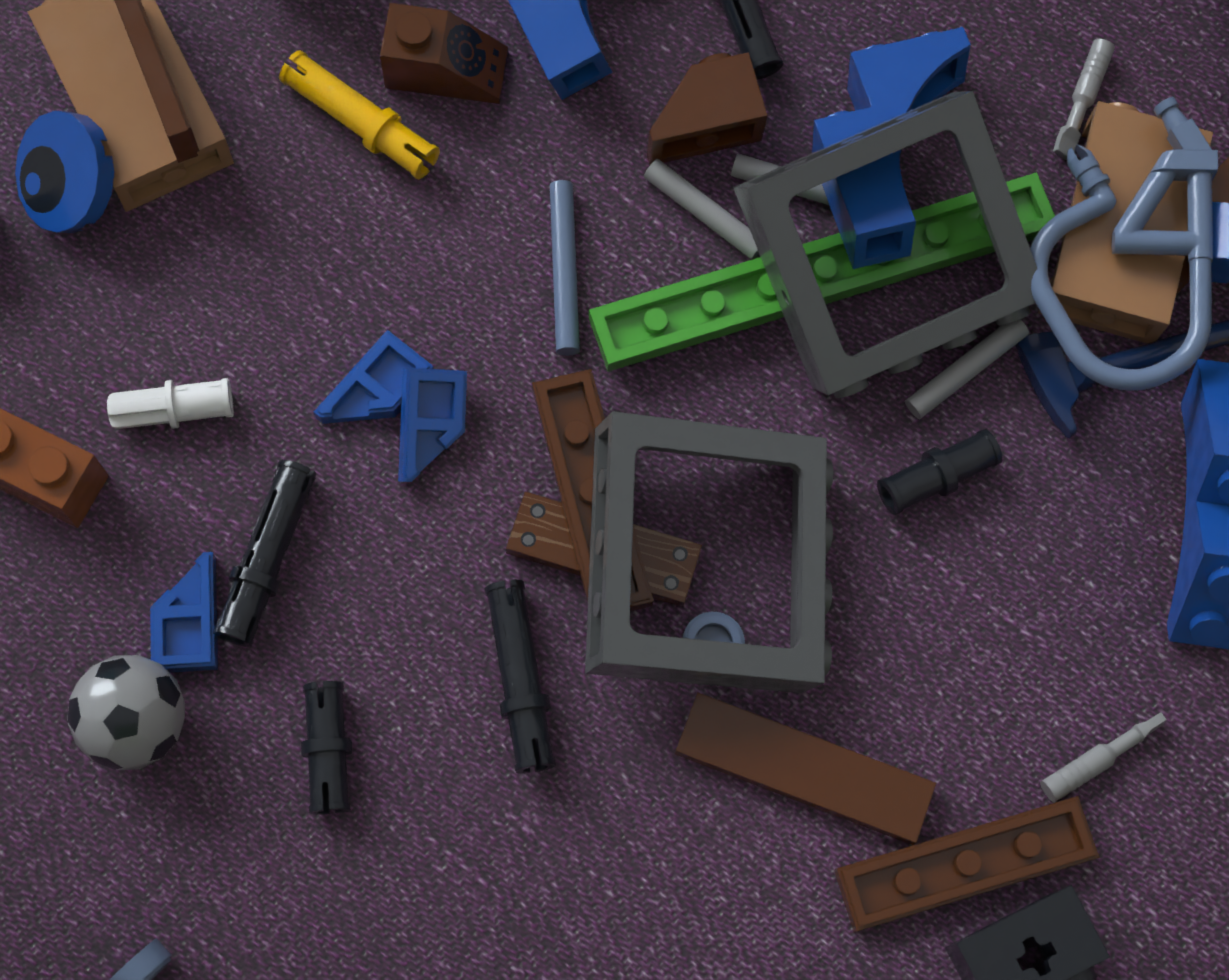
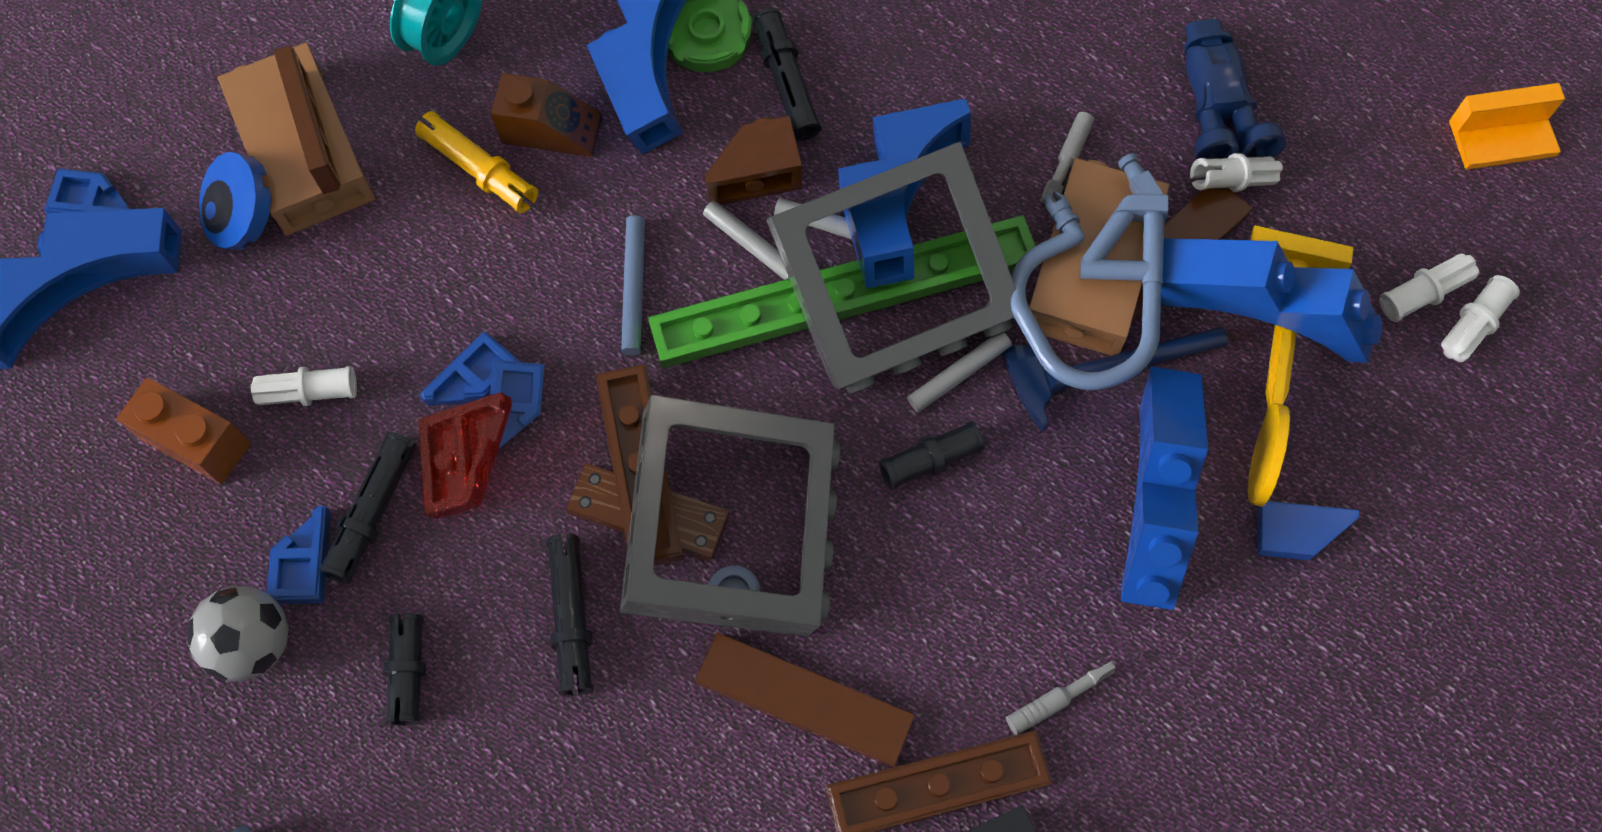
camera: 10 degrees right, 5 degrees down
(374, 483) = (460, 453): none -> clear red wing

